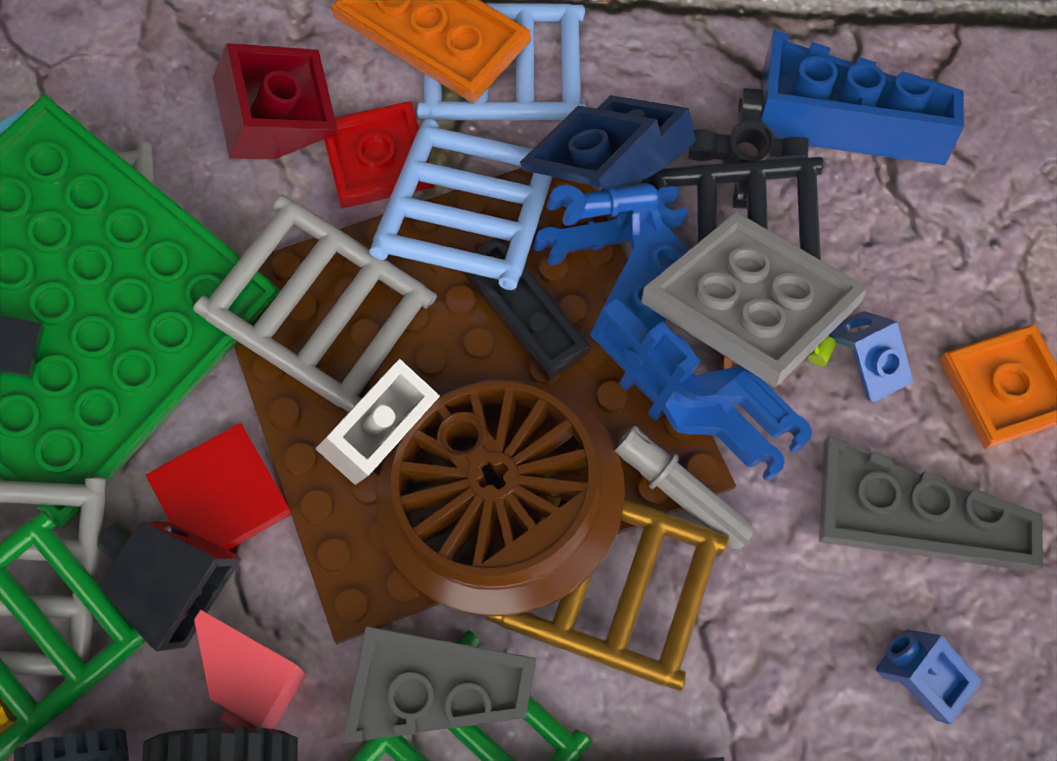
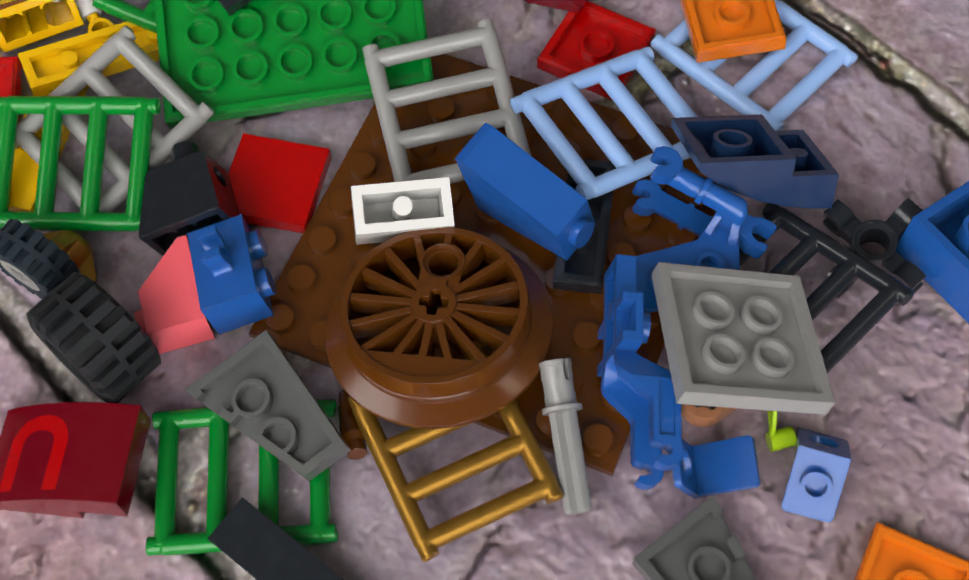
camera: 50 degrees right, 5 degrees down
(96, 715) = (77, 249): none -> pearl gold piece
(273, 607) = (231, 274): none -> blue brick
(469, 320) = (524, 193): none -> blue slope
(502, 638) = (349, 429): none -> reddish brown piece
(817, 402) = (718, 467): none -> blue bracket

